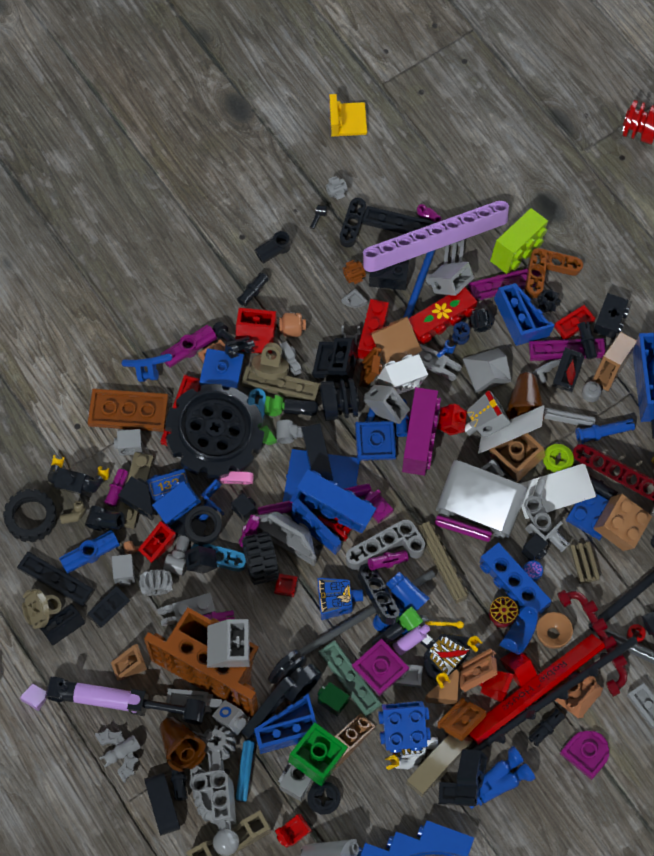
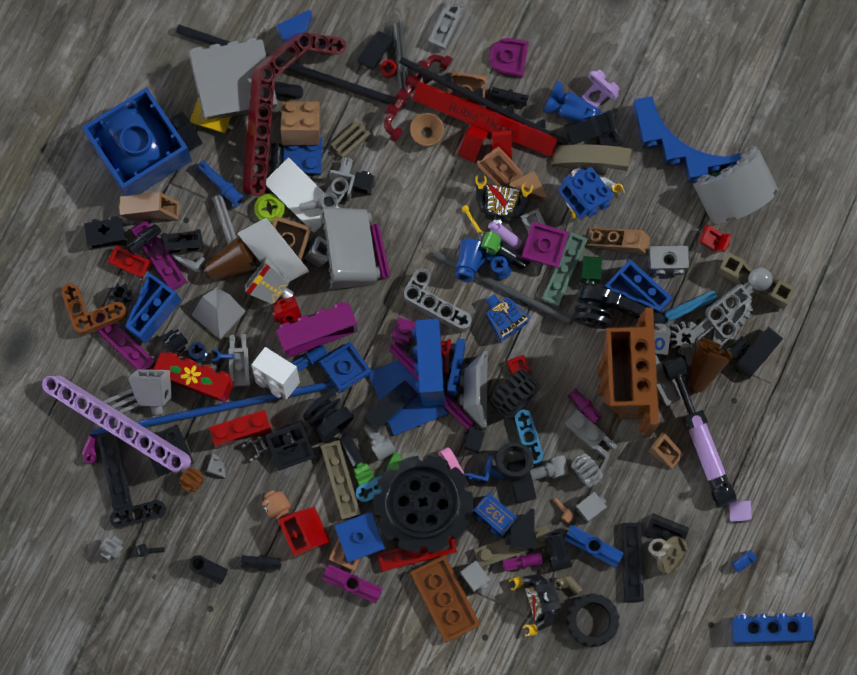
camera: 125 degrees left, 10 degrees up
(108, 607) = (631, 498): black hinge -> none
(123, 750) = (736, 411): light grey animal -> none
(139, 365) = (397, 612): blue piece -> none
(157, 542) = (551, 492): red slope -> none
(176, 502) = (511, 493): blue brick -> none
(201, 559) = (544, 446): black panel -> none
(228, 644) = (624, 347): light grey slope -> none
(232, 344) = (319, 565): black bar -> none
(250, 528) = (495, 419): magenta axle -> none
(270, 365) = (330, 497): dark tan tile -> none
(289, 355) = (308, 489): light grey plate -> none
(317, 754) = (650, 246): green slope -> none
(329, 806) = (676, 225): black gear -> none
(347, 118) = (27, 584): yellow bracket -> none
(371, 367) = (281, 407): dark orange plate -> none
(381, 593) = (482, 280): black beam -> none
(386, 403) = (309, 374): light grey torso -> none
(388, 559) = (447, 294): magenta pin -> none
(396, 341) = (246, 395): medium nougat slope -> none
(443, 562) = (420, 251): dark tan piece -> none
(461, 719) = (546, 160): dark orange plate -> none
(498, 823) = (607, 89): none -> lavender bracket
(499, 556) = (409, 155): blue brick -> none
(503, 612) = (434, 179): dark red wheel -> none
(519, 241) = (78, 346): lime brick -> none
(521, 631) = (447, 156): blue piece -> none
(534, 570) = (383, 176): blue tile -> none
(591, 391) = (188, 214): light grey piece -> none

